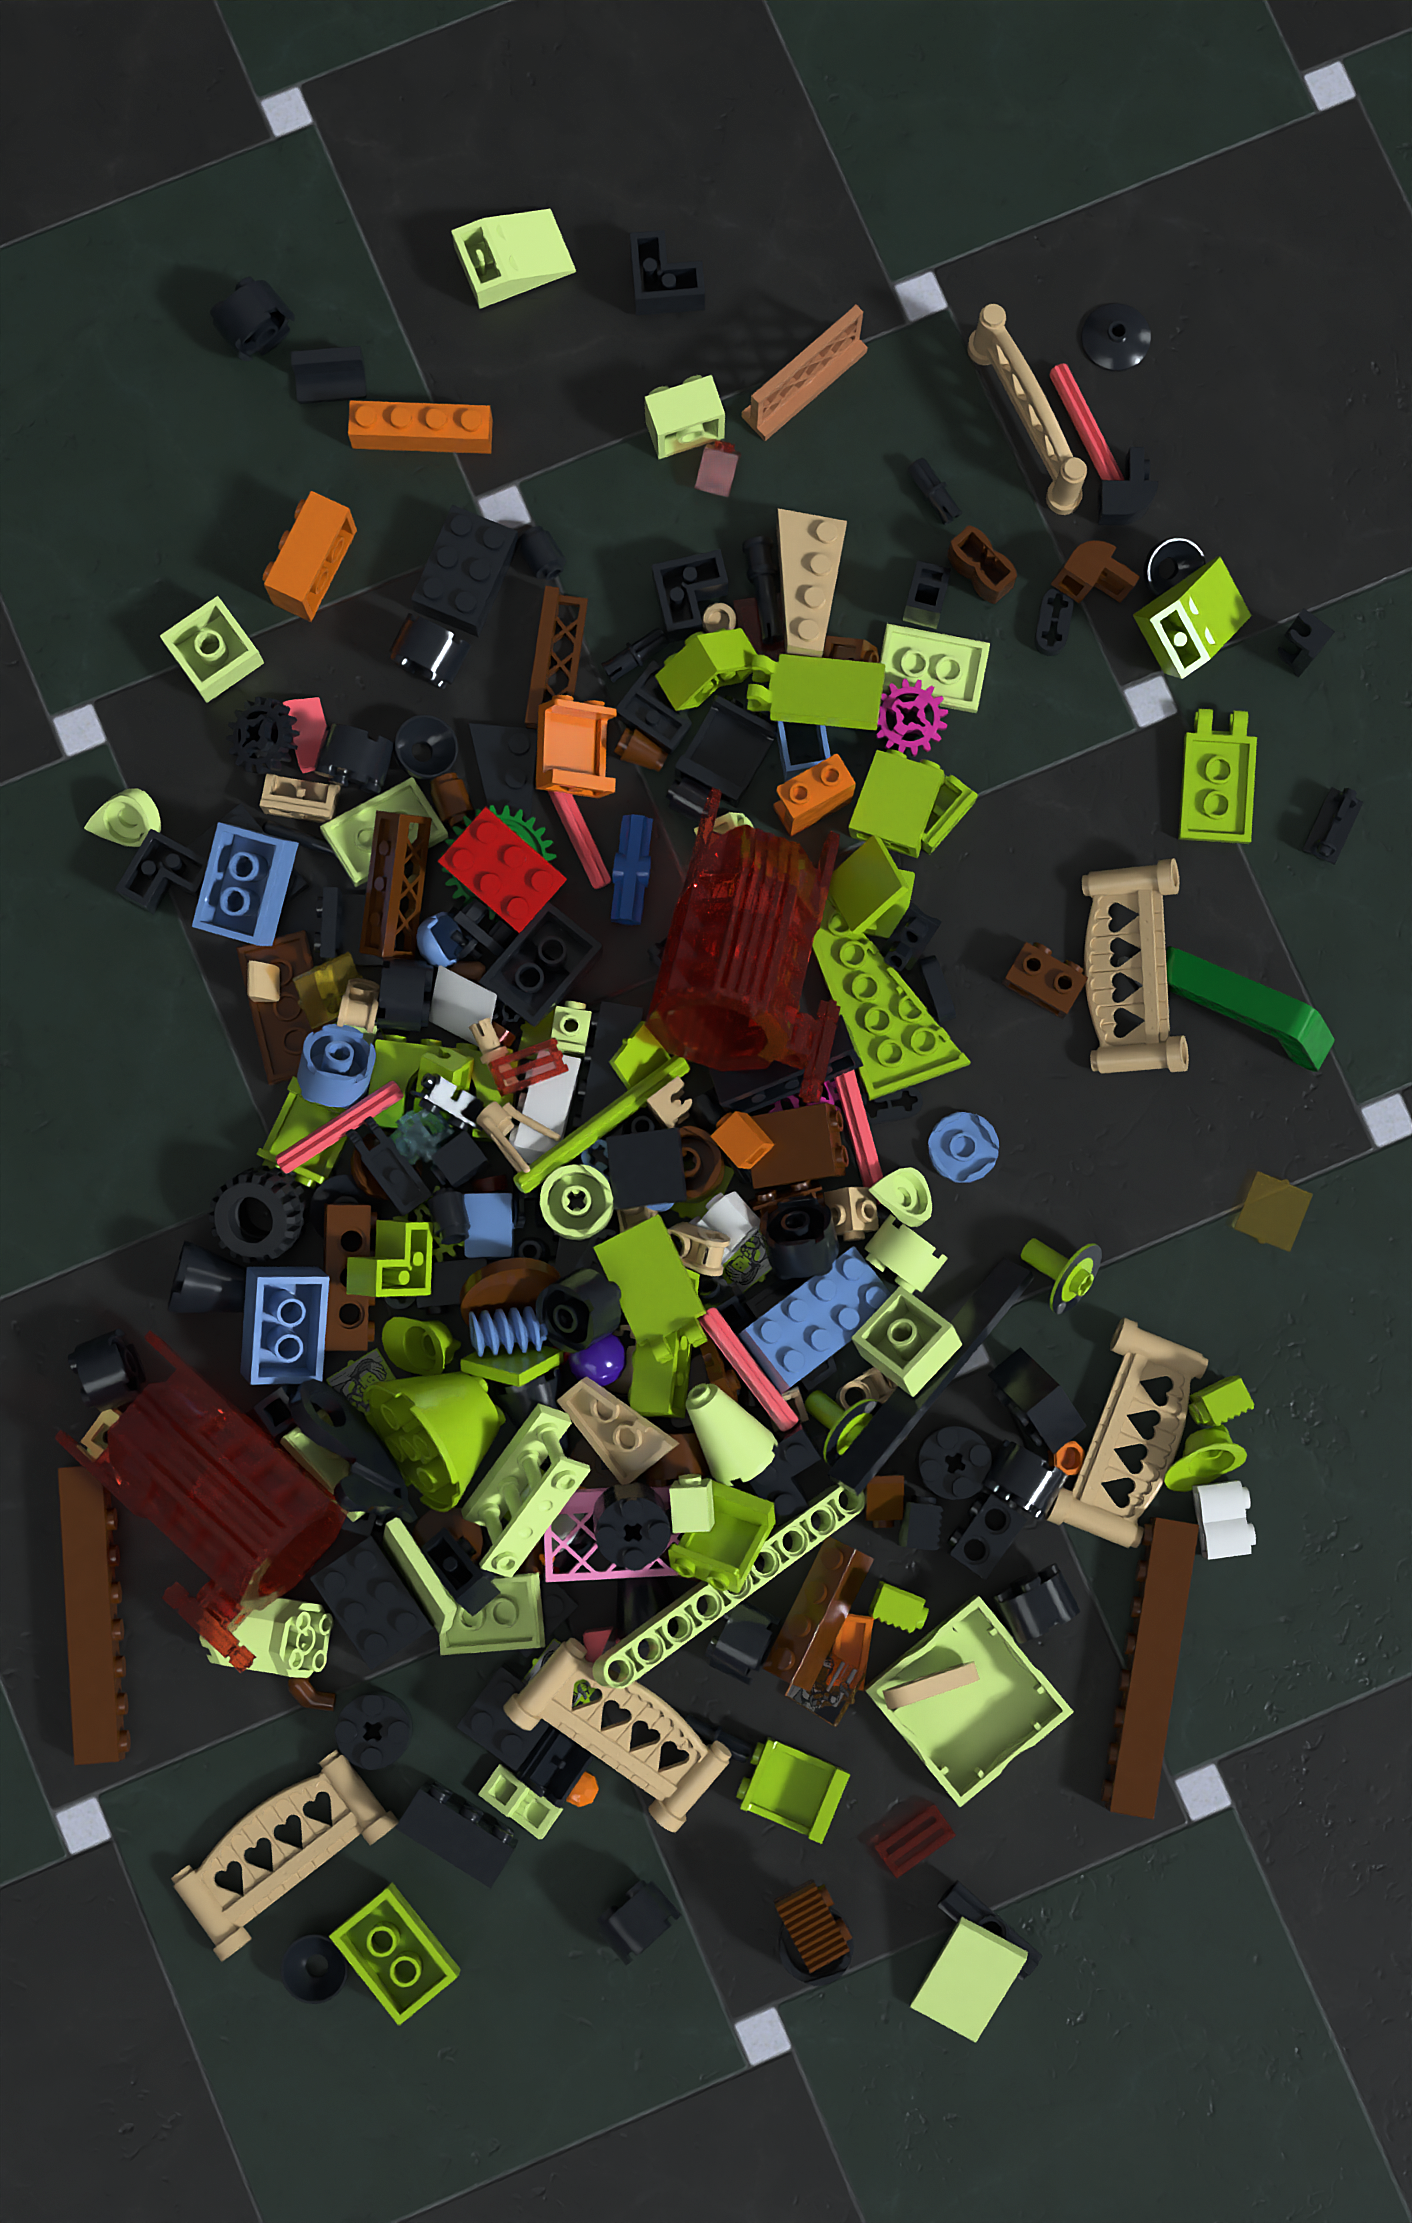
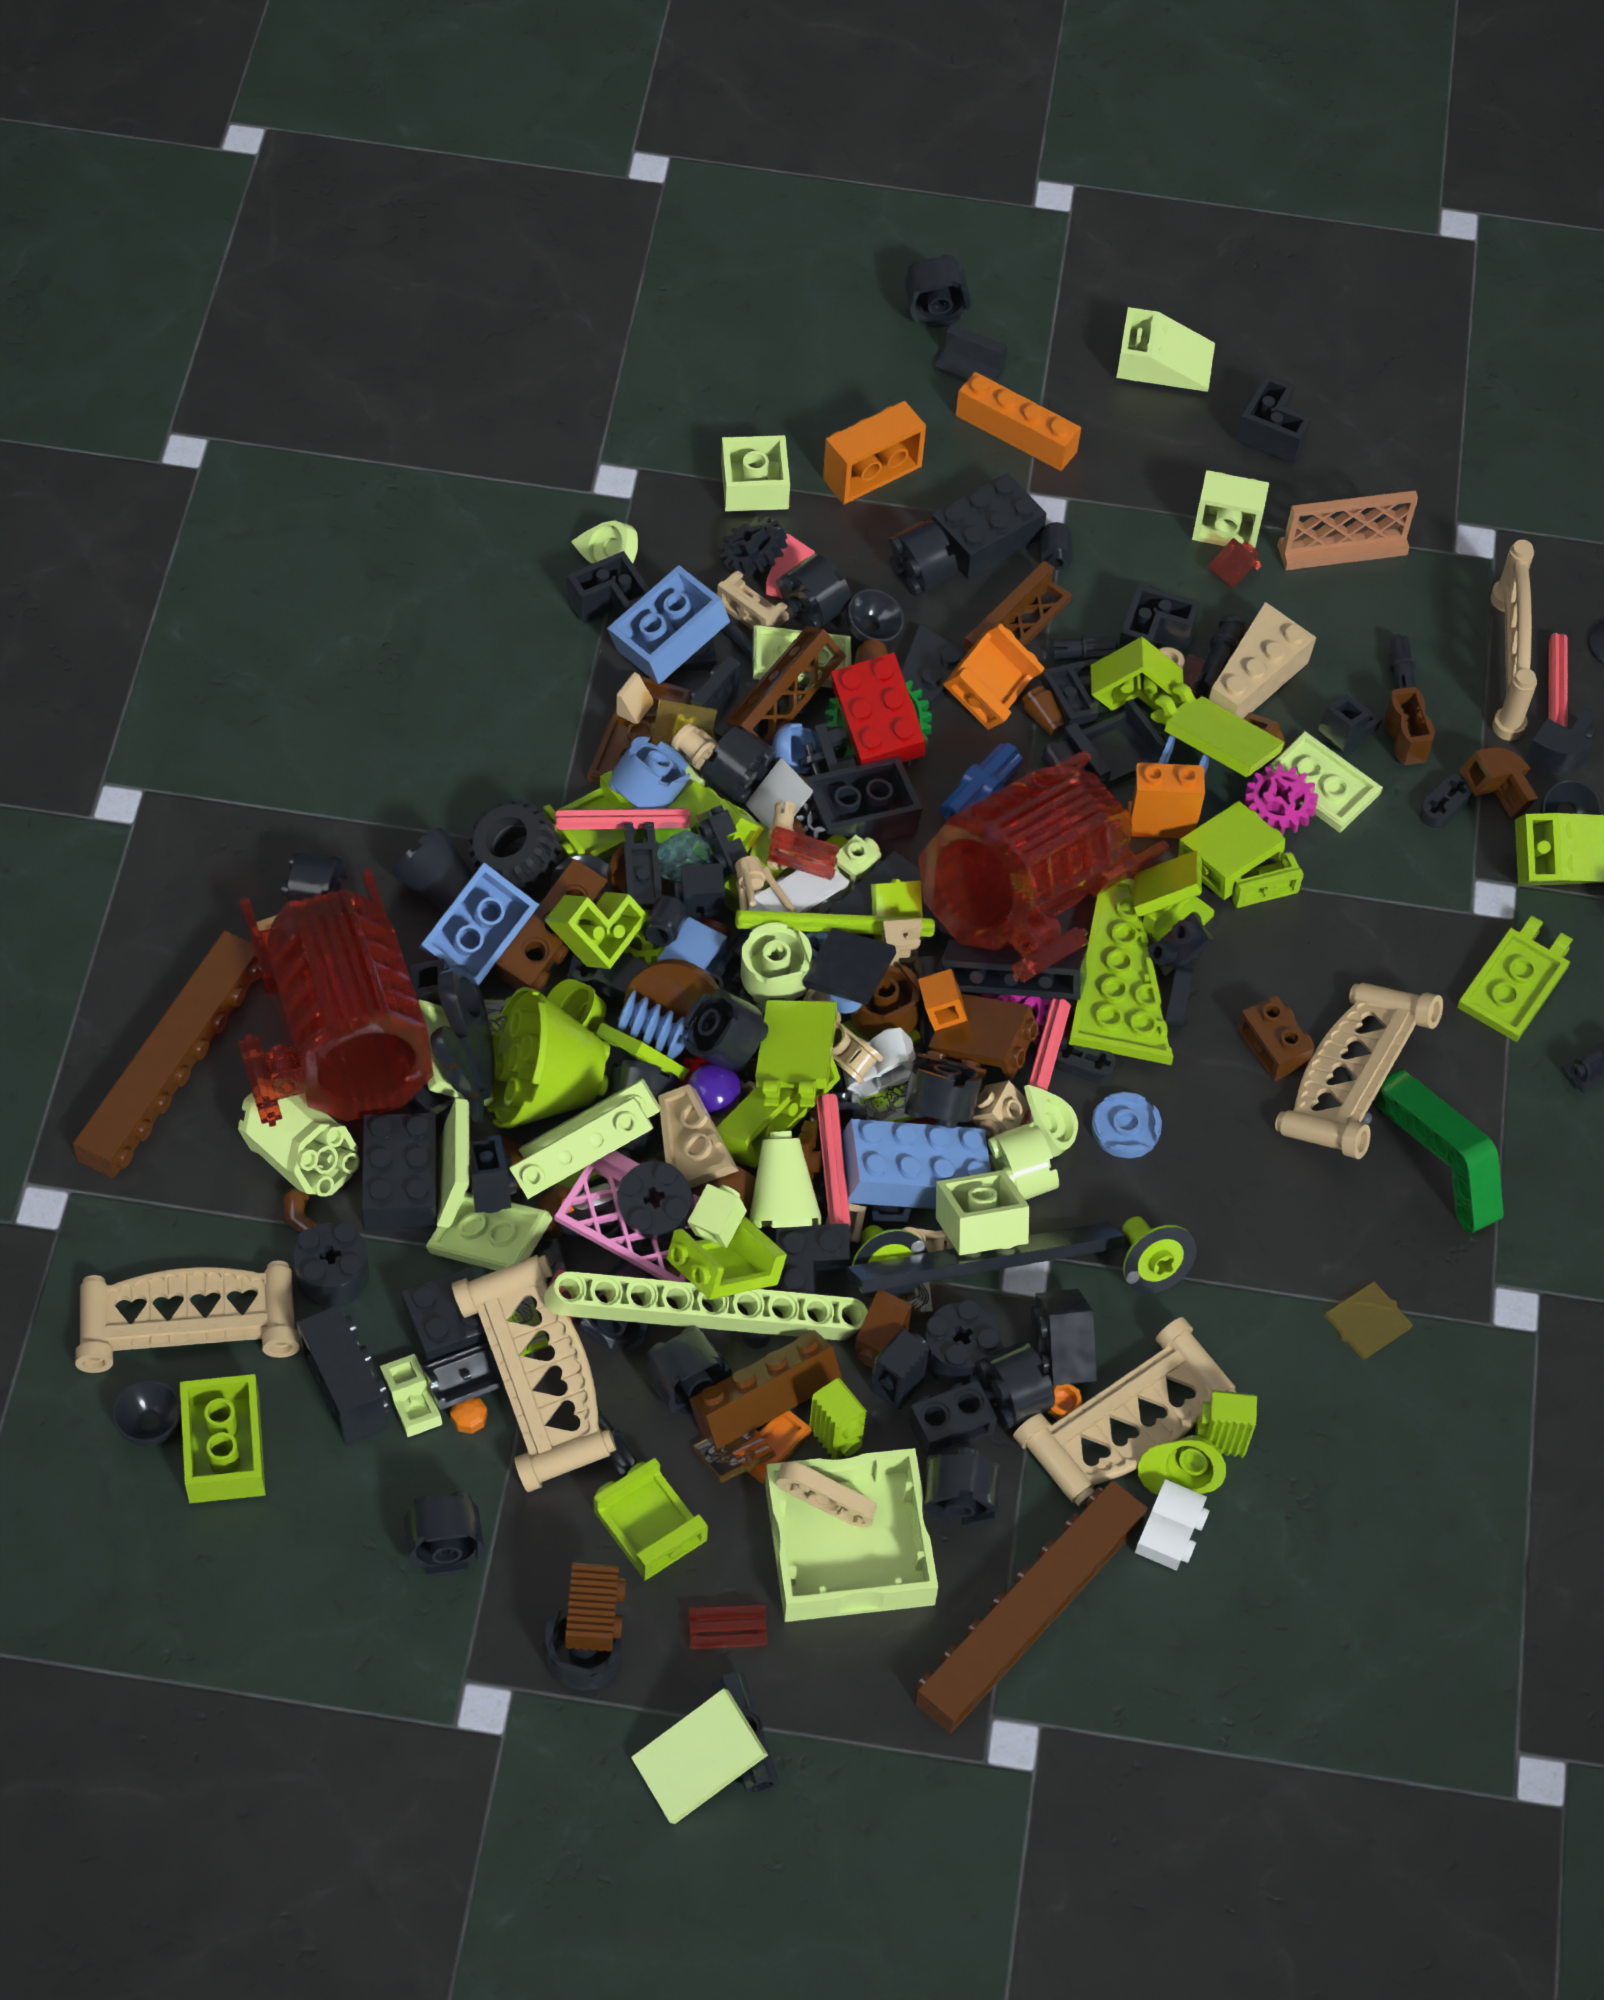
camera: 30 degrees right, 25 degrees down
(581, 839) = (955, 744): coral axle -> none

